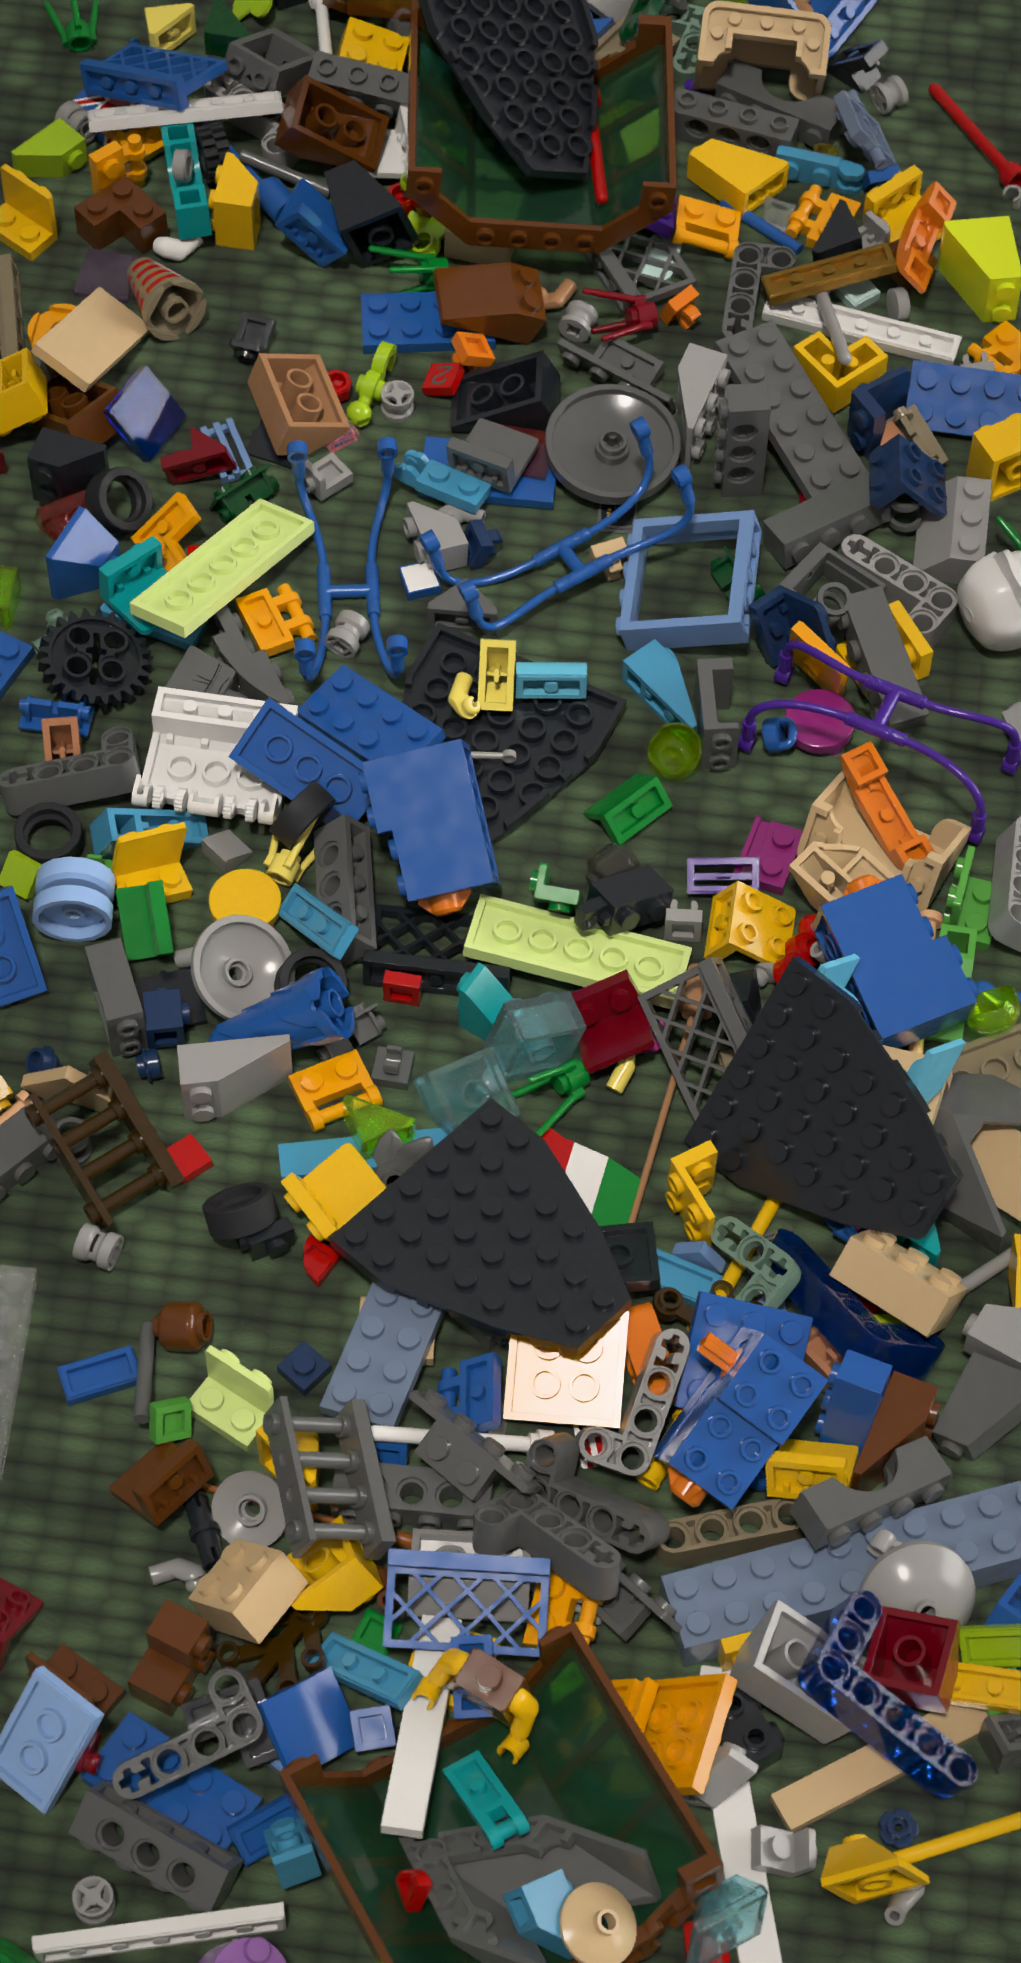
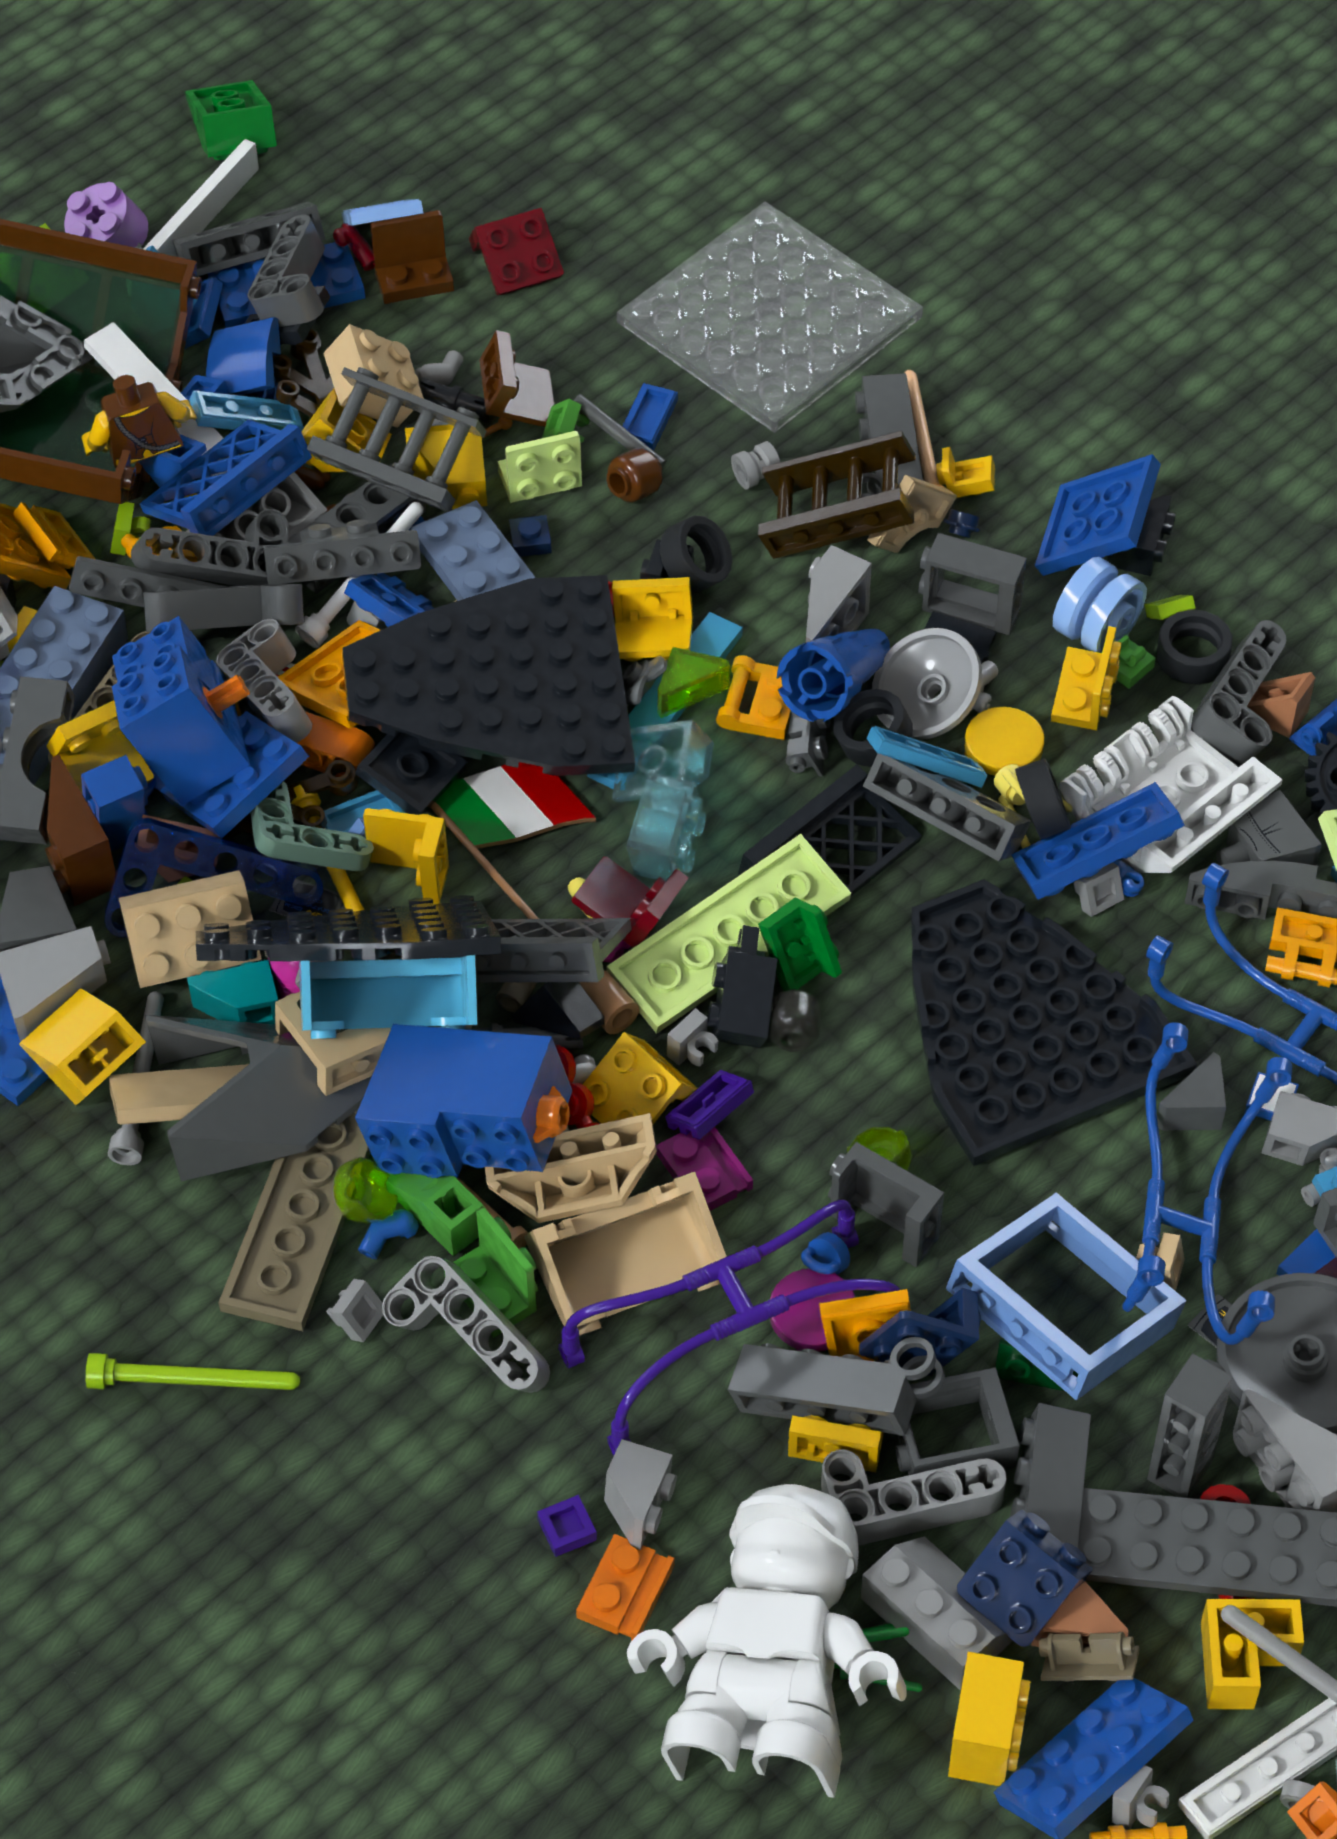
camera: 130 degrees right, 5 degrees down
(89, 1893) = (251, 198): light grey wheel -> none
(119, 821) = (1144, 688): dark azure slope -> none
(144, 921) = (1037, 654): green panel -> none
(149, 1064) = (898, 590): dark blue plate -> none
(165, 1017) = (929, 607): dark blue brick -> none
(175, 1656) = (373, 308): reddish brown brick -> none
(189, 1157) = (787, 568): red tile -> none
(225, 850) = (1071, 754): light grey slope -> none
(345, 637) = (1247, 991): light grey wheel -> none
(366, 718) = (1115, 935): blue plate -> none
(393, 1067) = (744, 749): dark grey tile -> none
(402, 988) = (811, 787): red tile -> none
(413, 1888) = (48, 307): red tile -> none
(437, 824) = (940, 867): blue piece -> none
(459, 697) = (1083, 1015): light yellow arm -> none
(480, 543) = (1271, 1162): dark blue tile -> none
(480, 1001) = (734, 825): teal slope -> none
(485, 1799) = (60, 383): teal plate -> none
(497, 674) = (1082, 1052): light yellow slope -> none
(507, 756) = (1028, 969): light grey hinge -> none
(551, 680) = (1043, 1094): medium azure brick -> none
(565, 1079) = (613, 845): green plant -> none
(630, 807) = (855, 1085): green panel -> none
(658, 682) = (976, 1200): dark azure slope -> none
(874, 405) = (1152, 1612): dark blue bracket -> none
(881, 807) = (604, 1276): orange slope -> none

